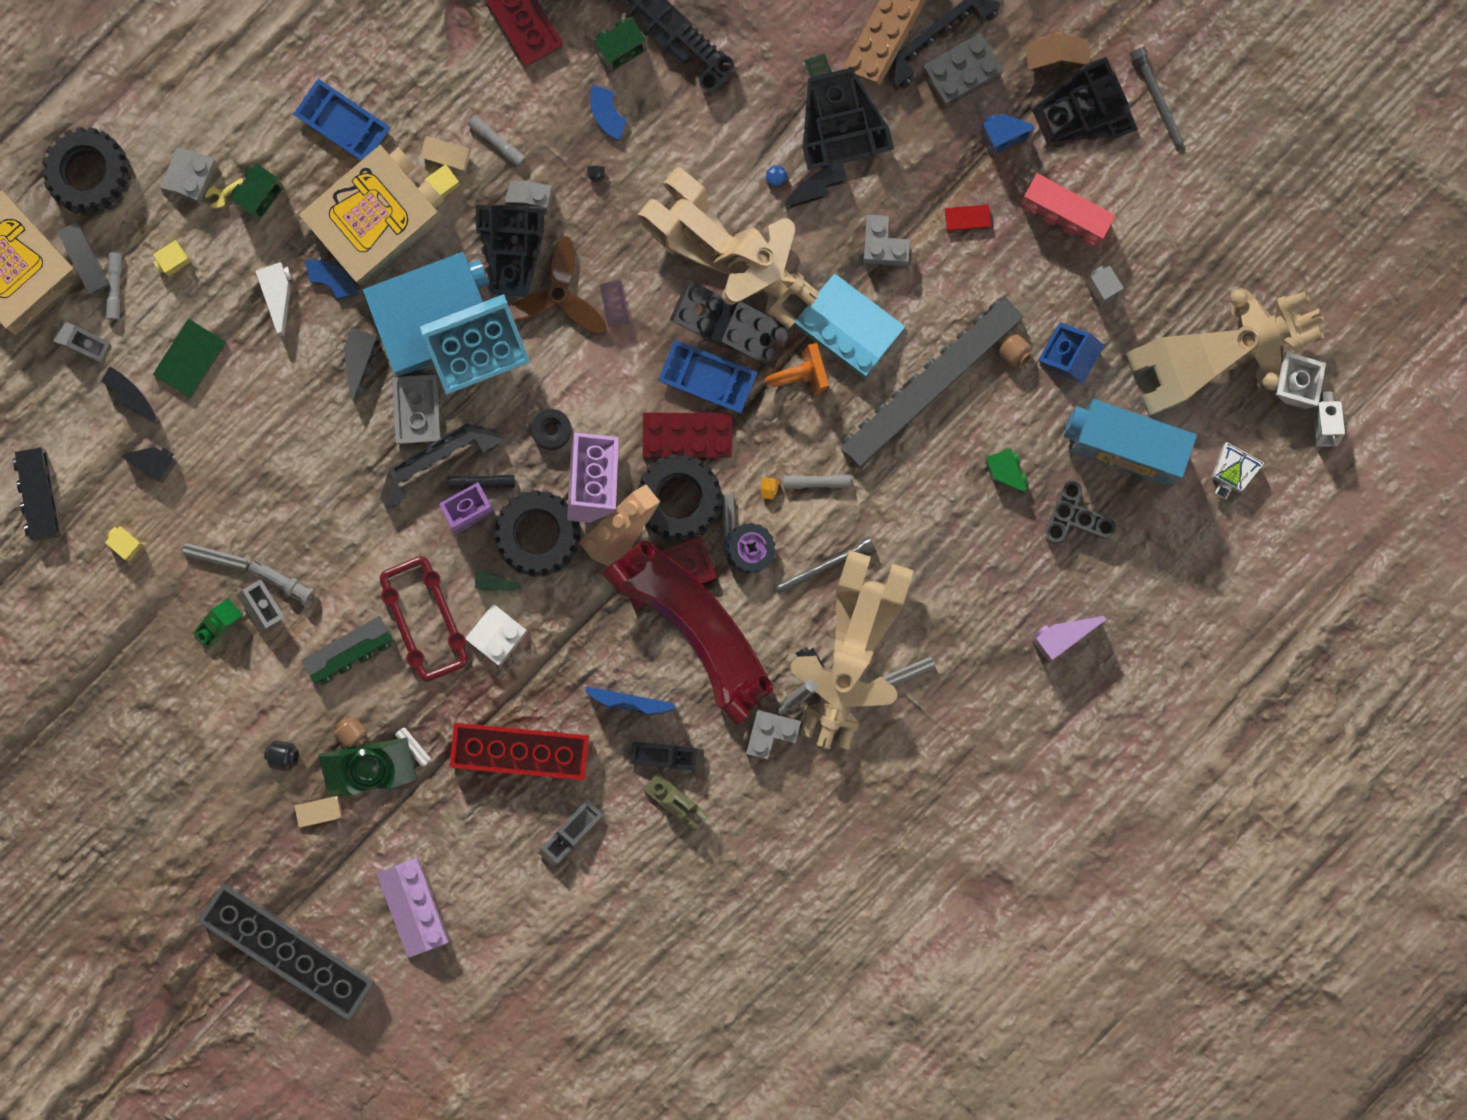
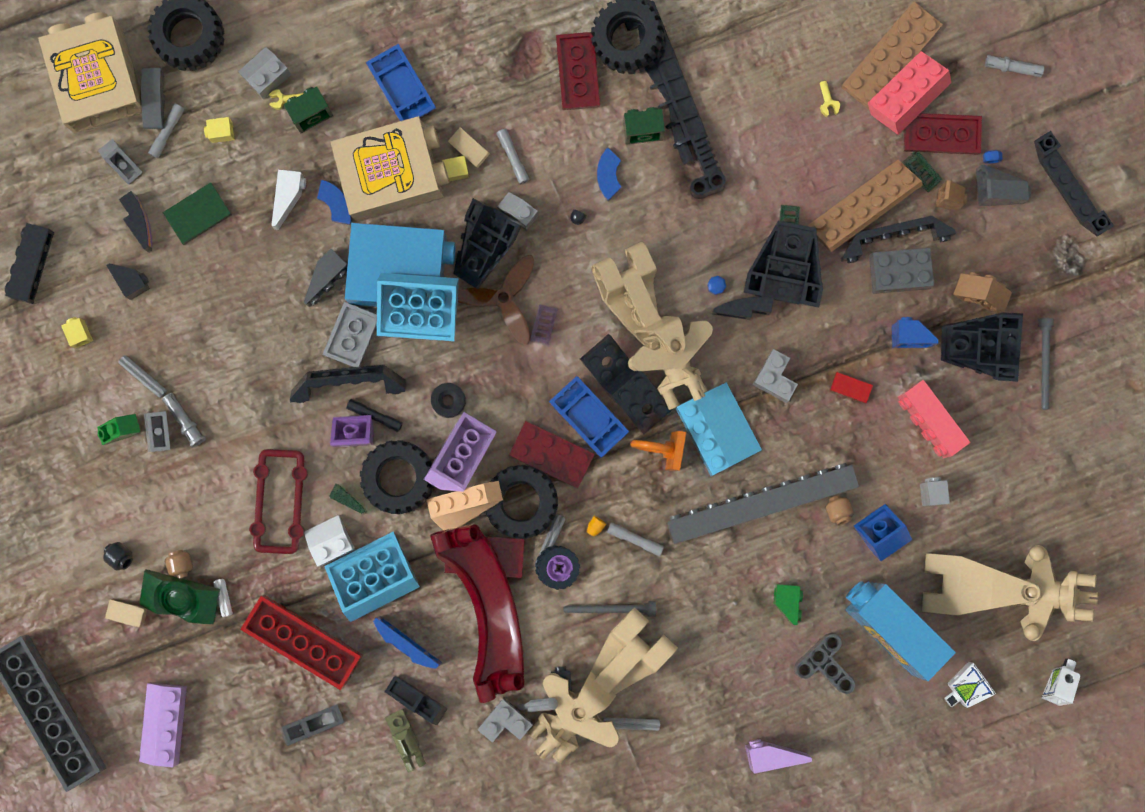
camera: 25 degrees right, 0 degrees up
(347, 650) = (208, 498): piece -> none
(559, 650) = (371, 577): none -> medium azure slope
(1300, 381) = (1056, 642): white slope -> none

